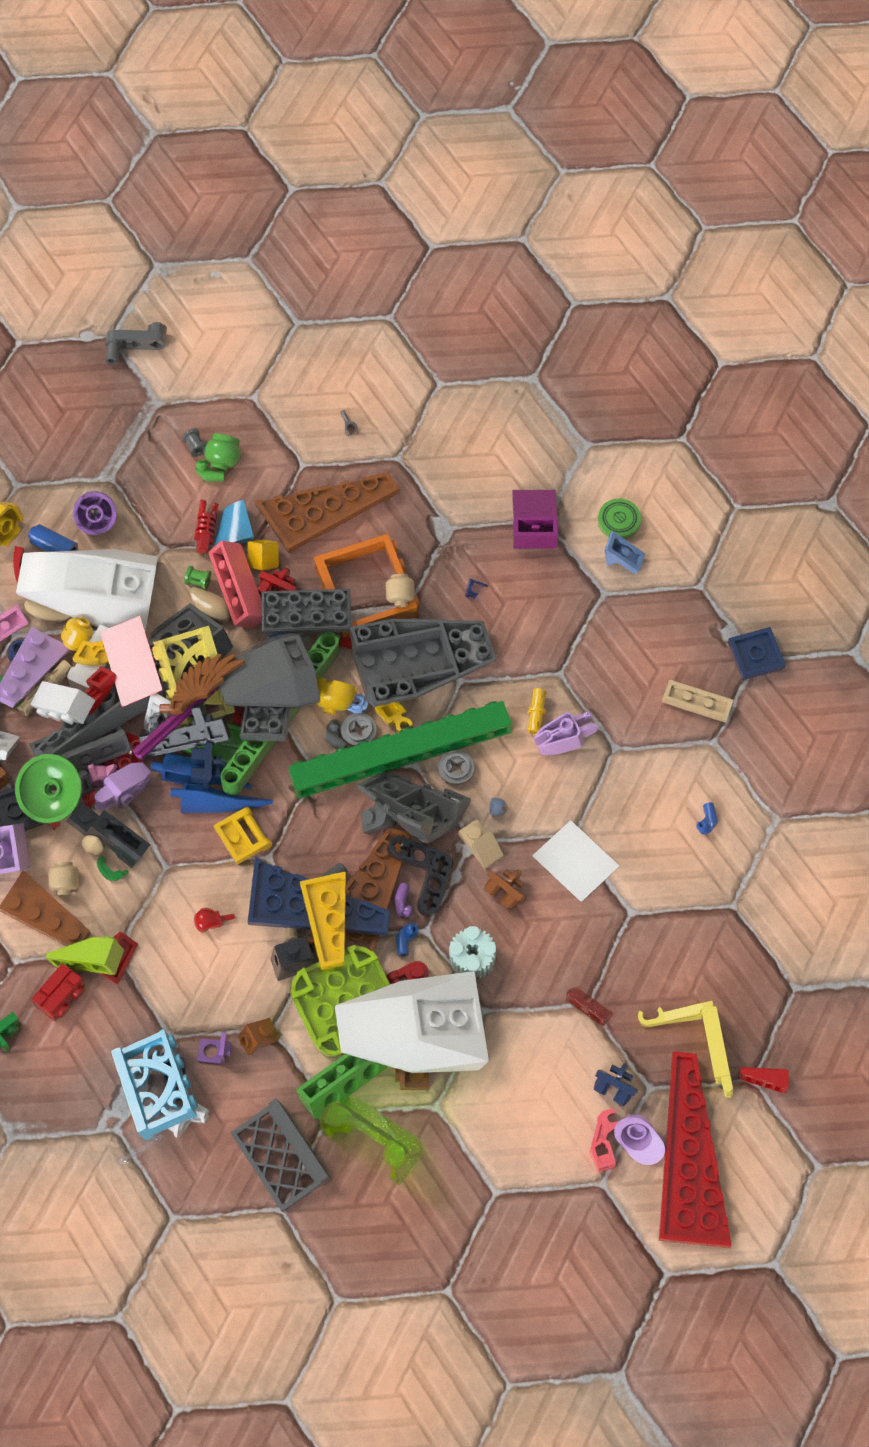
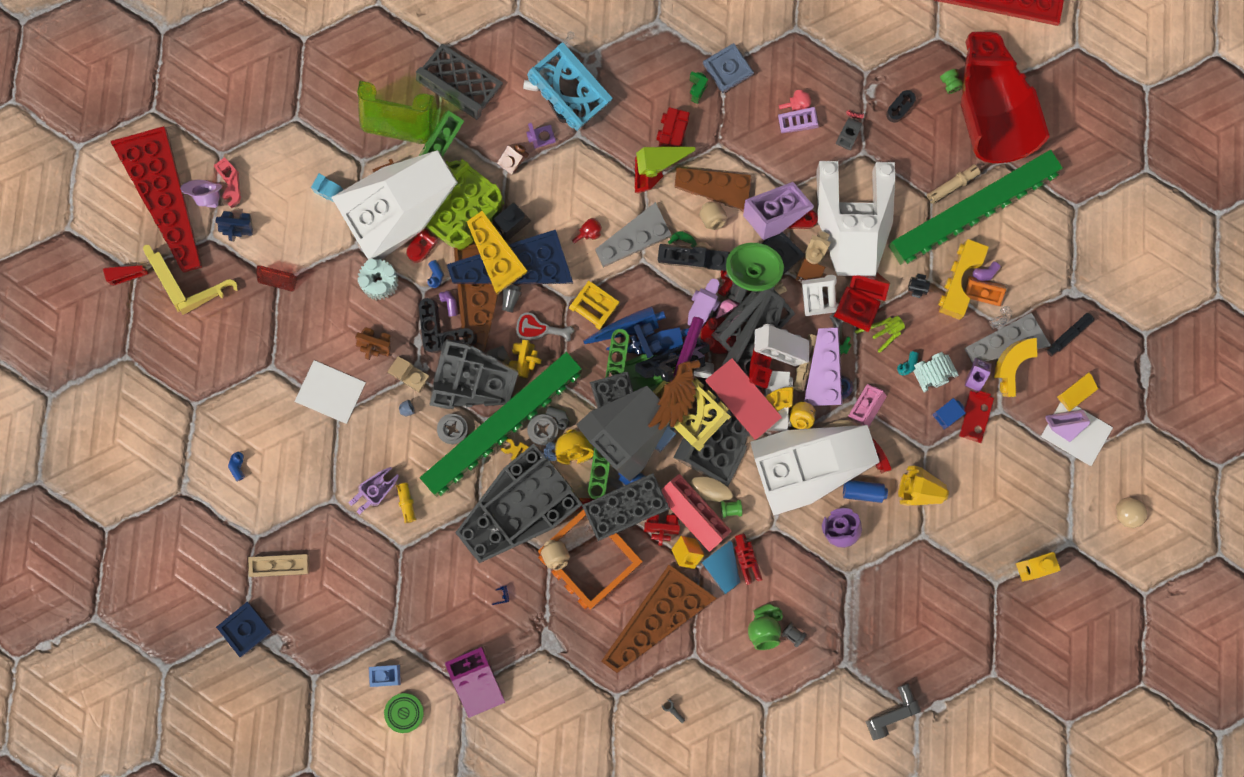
camera: 155 degrees right, 15 degrees up
(153, 894) = (636, 236): none -> light grey wing
(323, 839) = (532, 329): none -> light grey piece
(341, 816) = (527, 358): none -> yellow hips
(490, 1084) = (325, 187): none -> medium azure leg

